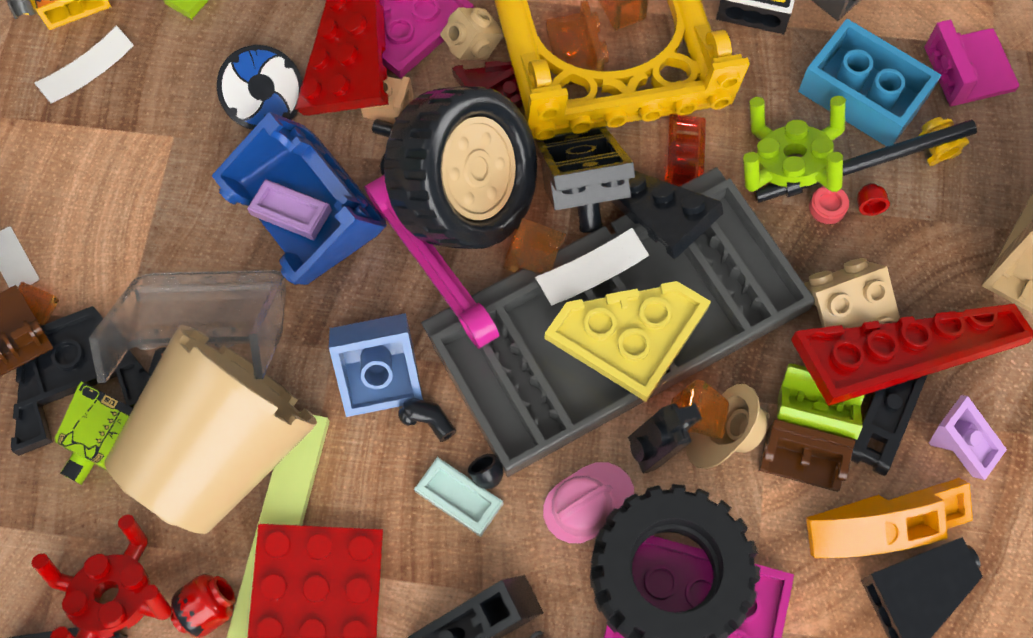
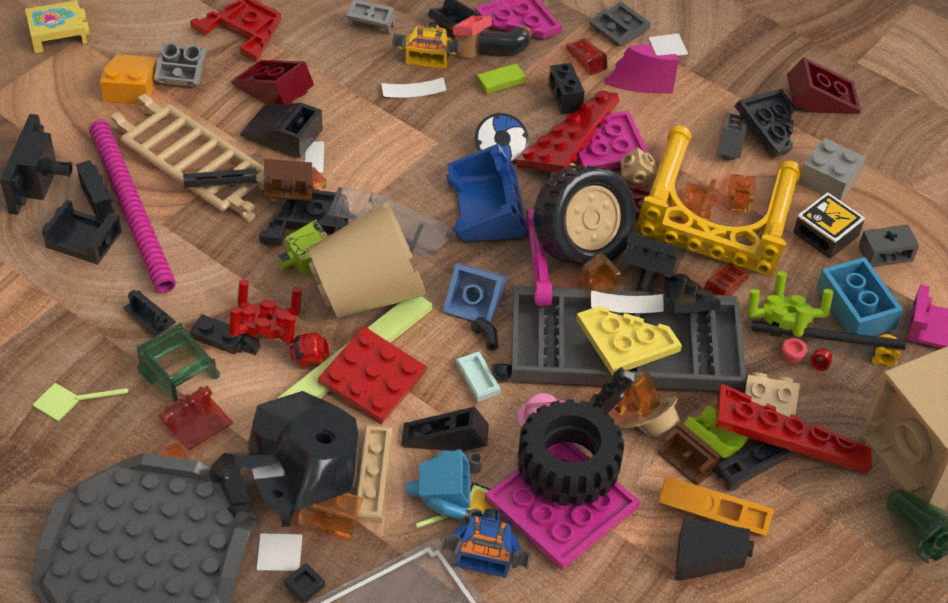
camera: 25 degrees right, 20 degrees down
(289, 209) = (477, 201): lavender tile -> none
(969, 438) = (790, 485): lavender slope -> none

